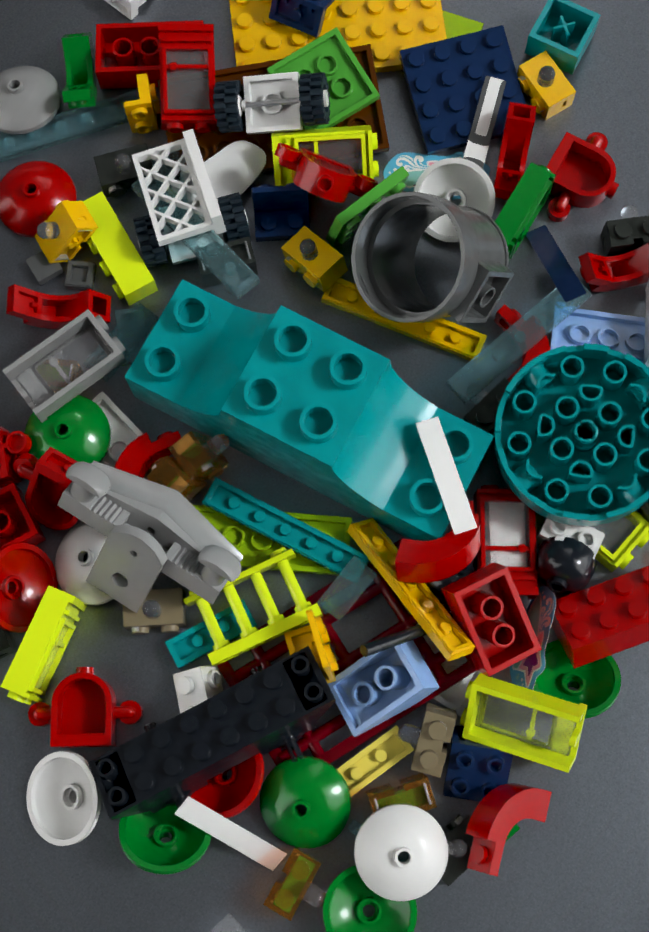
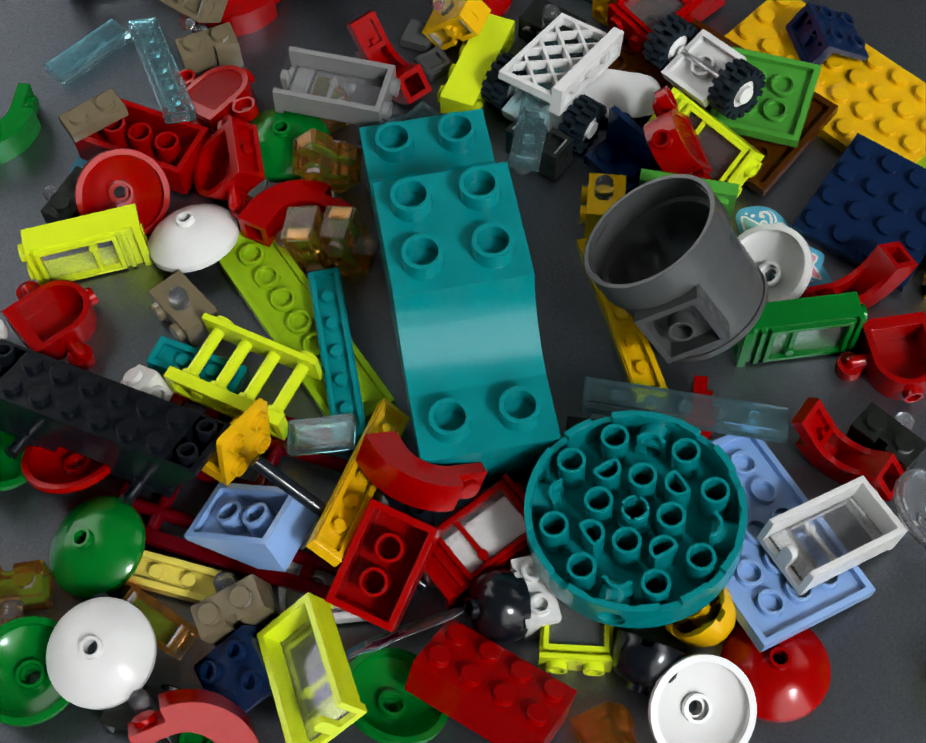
camera: 50 degrees right, 15 degrees down
(123, 420) = (323, 160): none -> clear orange piece
(147, 534) = (252, 276): light grey piece -> none
(230, 833) = (20, 498): white sticker -> none
(446, 475) = (481, 417): white sticker -> none
(484, 120) = (862, 244): sticker -> none
(555, 263) = (788, 391): dark blue sticker -> none

